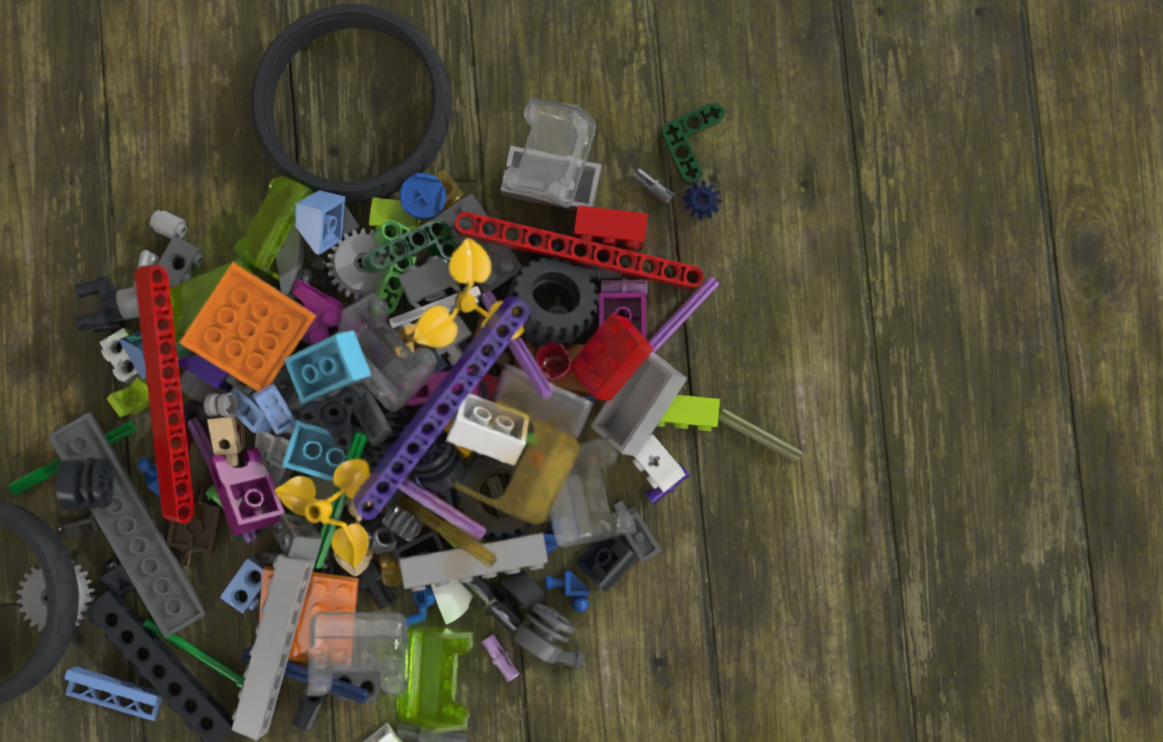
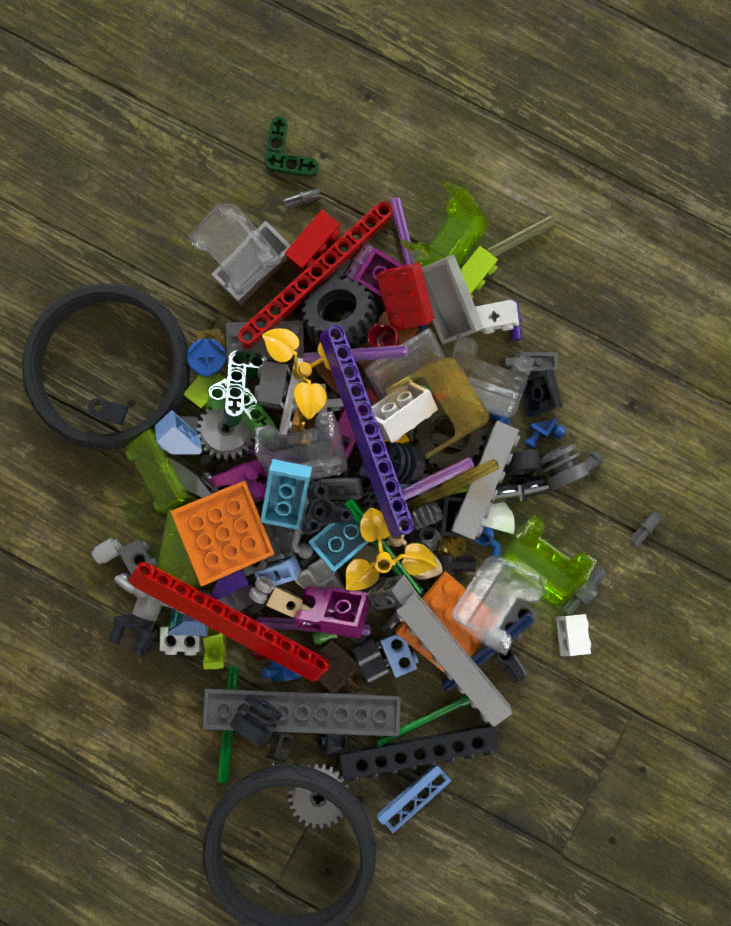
camera: 60 degrees left, 0 degrees up
(225, 560) = (370, 659): none -> black brick
(274, 409) = (289, 552): medium blue plate -> none
(302, 138) = (110, 411): none -> black piece
(500, 658) = (560, 510): lavender pin -> none
(700, 208) = (328, 167): clear blue gear -> none
(715, 368) = (458, 234): none -> clear neon green windscreen

